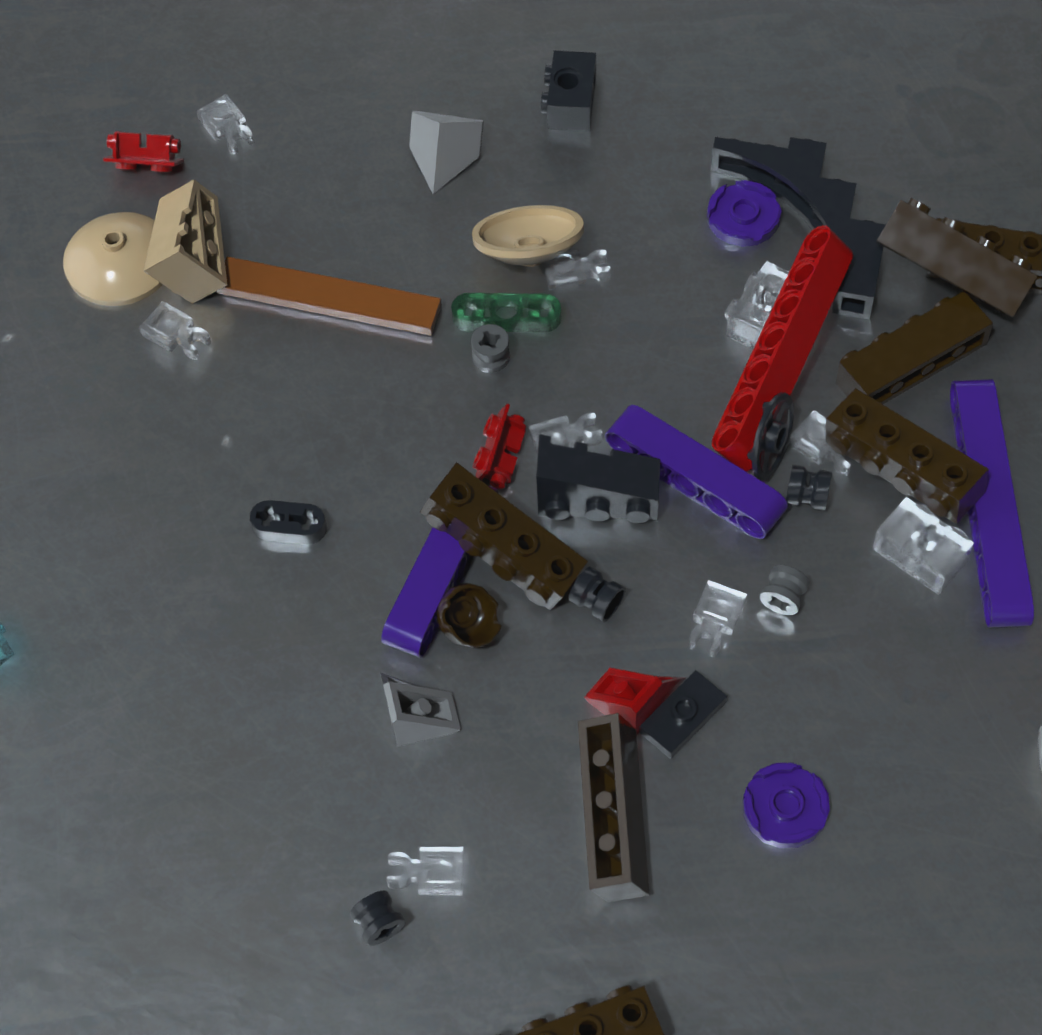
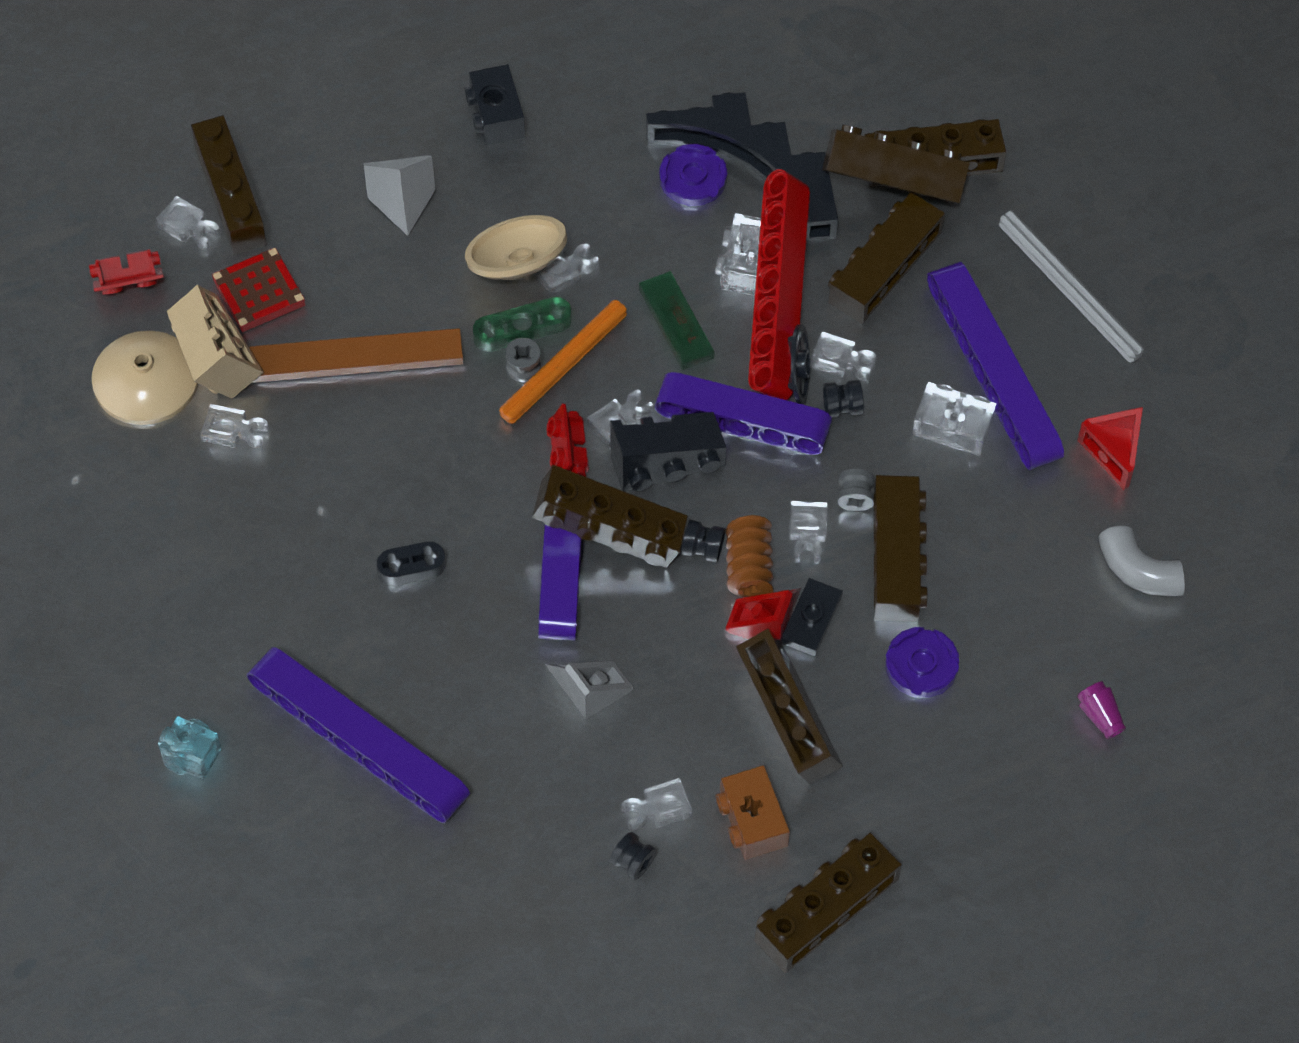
camera: 25 degrees left, 0 degrees up
(154, 688) = (358, 735): none -> dark purple beam
(263, 205) = (258, 290): none -> tile
(277, 97) = (228, 185): none -> dark brown brick
(468, 616) = (605, 592): dark brown hair -> none
(531, 362) = (562, 361): none -> orange axle
(531, 940) = (753, 793): none -> dark orange brick
(638, 625) = (749, 556): none -> dark orange piece
(666, 355) = (676, 320): none -> clear green tile
(804, 669) = (897, 548): none -> dark brown brick
(906, 456) = (915, 347): dark brown brick -> none
(972, 930) = (1101, 708): none -> magenta cone

